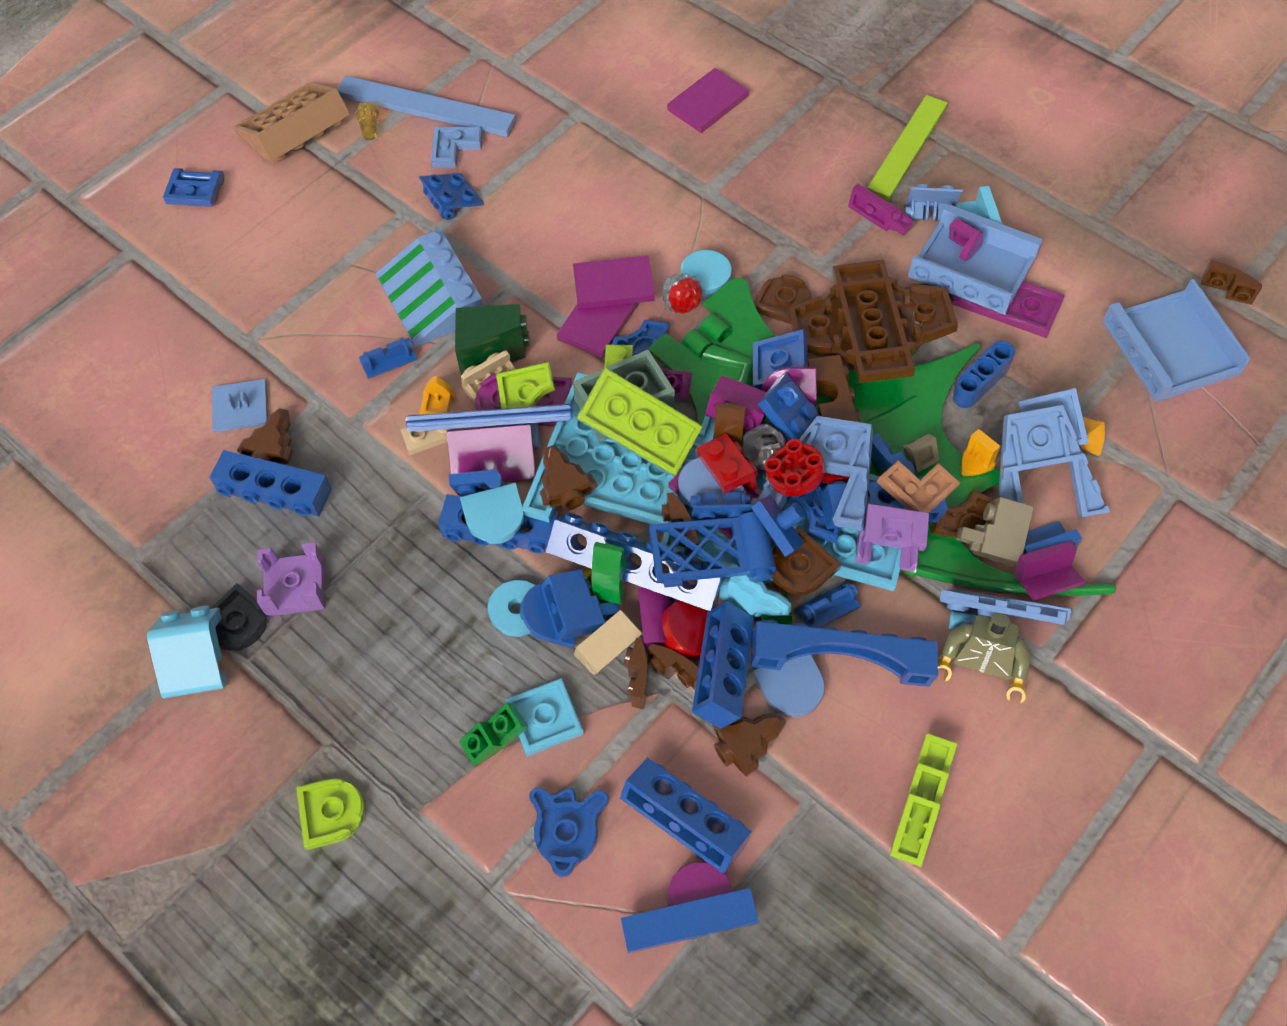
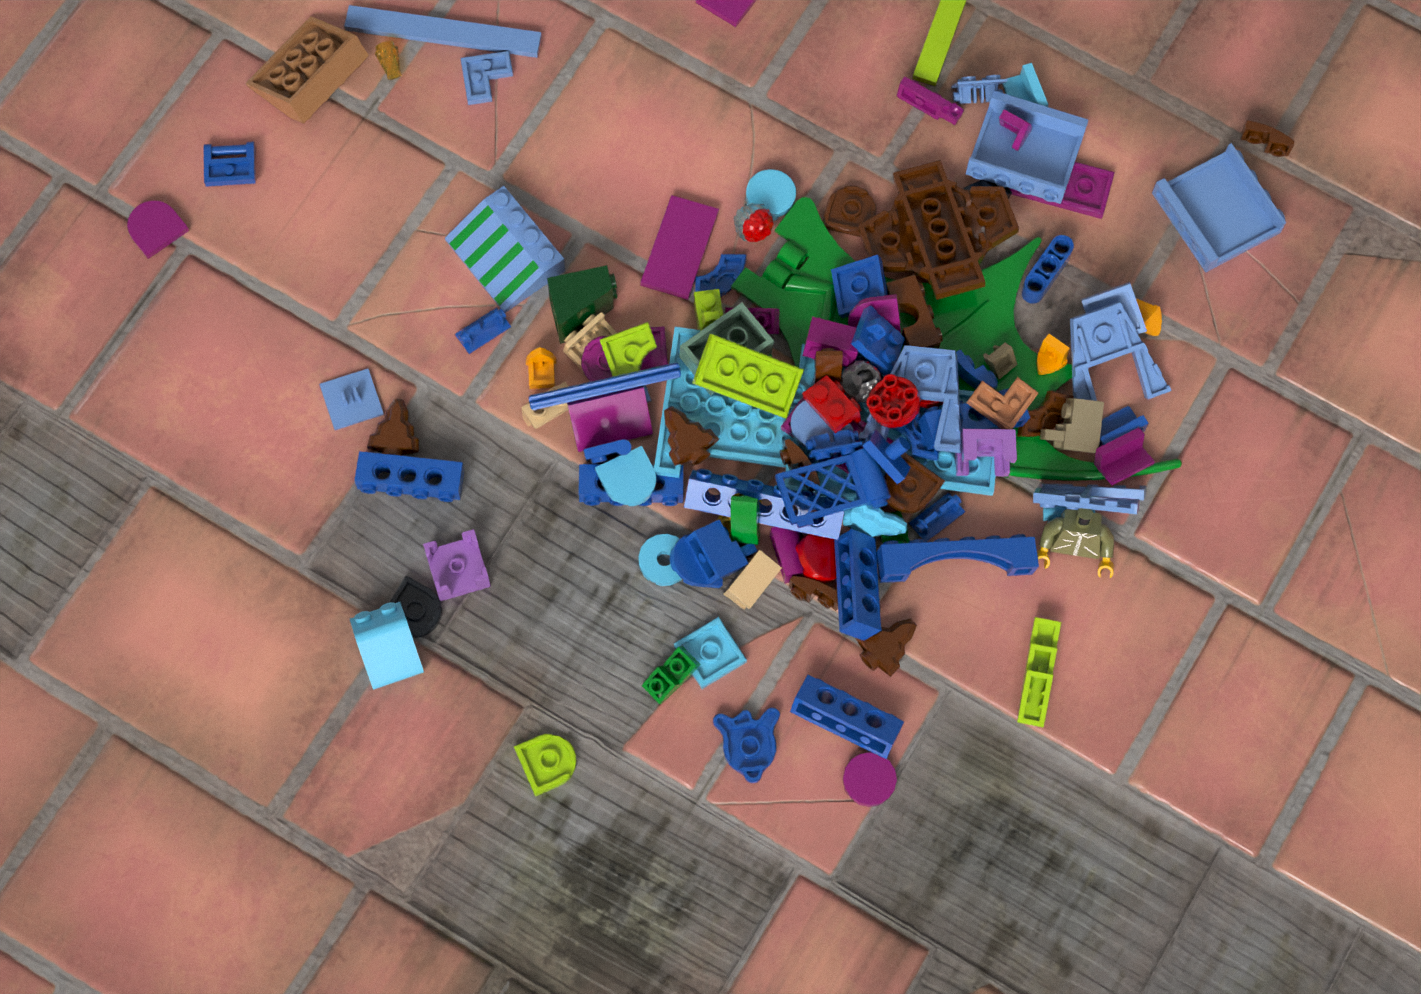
camera: 15 degrees left, 10 degrees up
(106, 231) = (154, 227): none -> magenta tile
(449, 192) = (497, 136): blue hinge -> none
(613, 282) = (684, 218): magenta tile -> none
(637, 670) = (783, 597): reddish brown slope -> none
(689, 920) = (865, 799): blue tile -> none
(794, 688) = (917, 596): medium blue tile -> none

